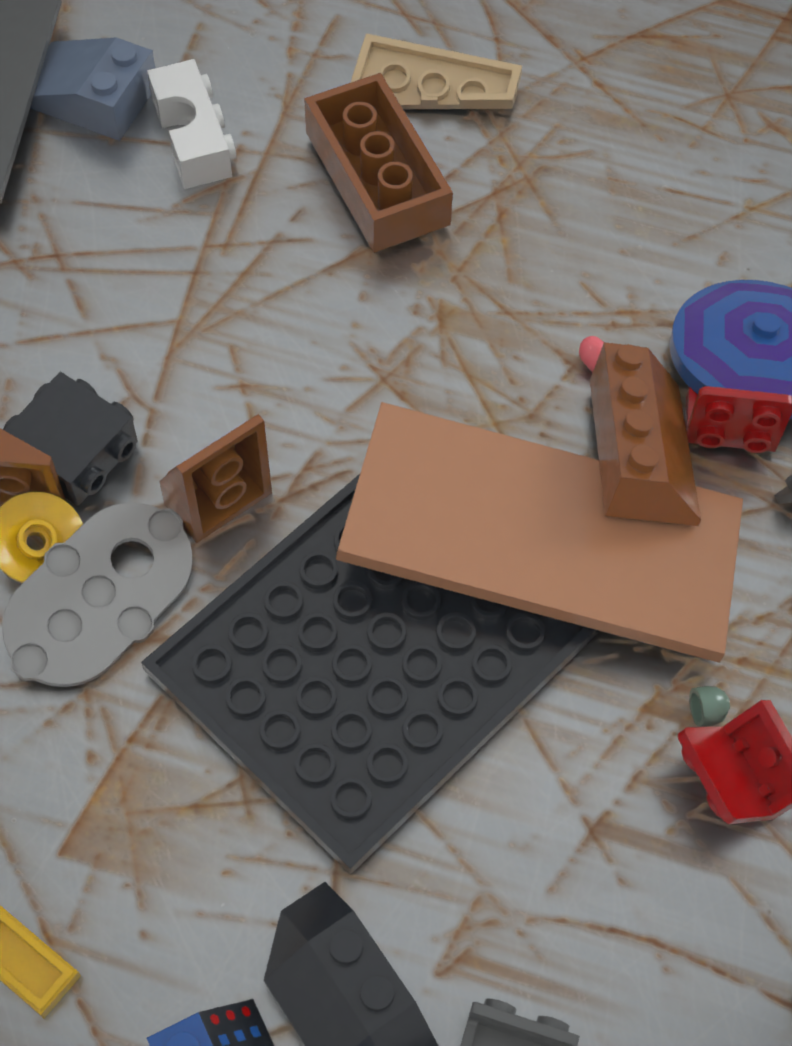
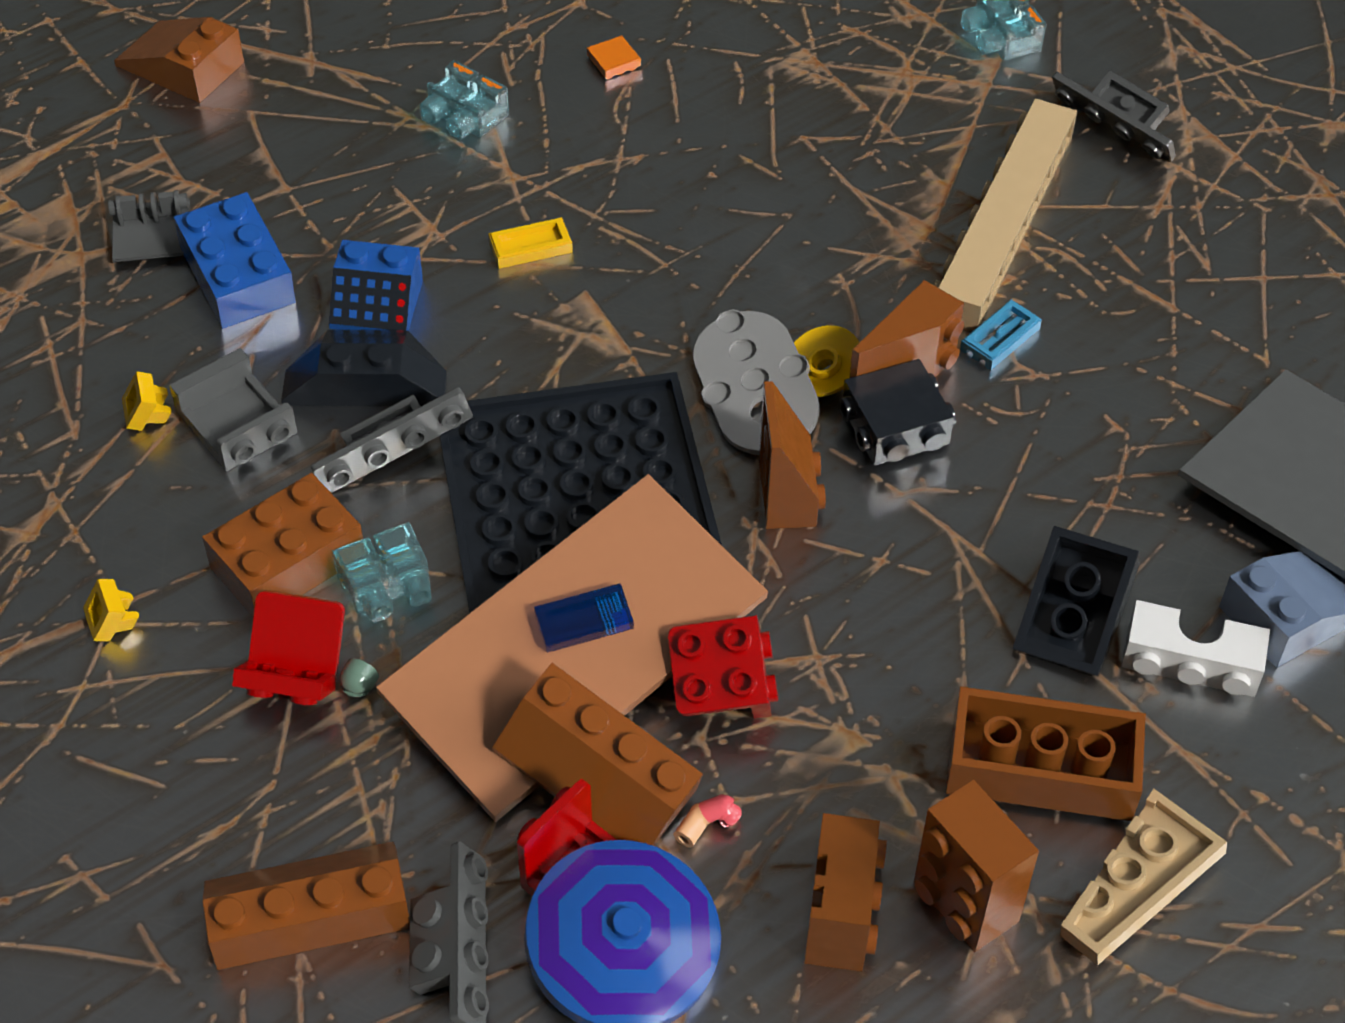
camera: 125 degrees right, 10 degrees down
(194, 214) = (1077, 601): none -> black slope
(426, 882) = (390, 436): none -> dark grey bracket
(481, 397) = (722, 667): none -> red bracket
(527, 520) = (583, 617): none -> clear blue tile
(535, 133) = (974, 866): none -> dark orange brick
(605, 225) = (845, 893): none -> dark orange wedge
(608, 765) = (384, 572): none -> clear light blue hips
(636, 879) = (282, 542): none -> dark orange brick

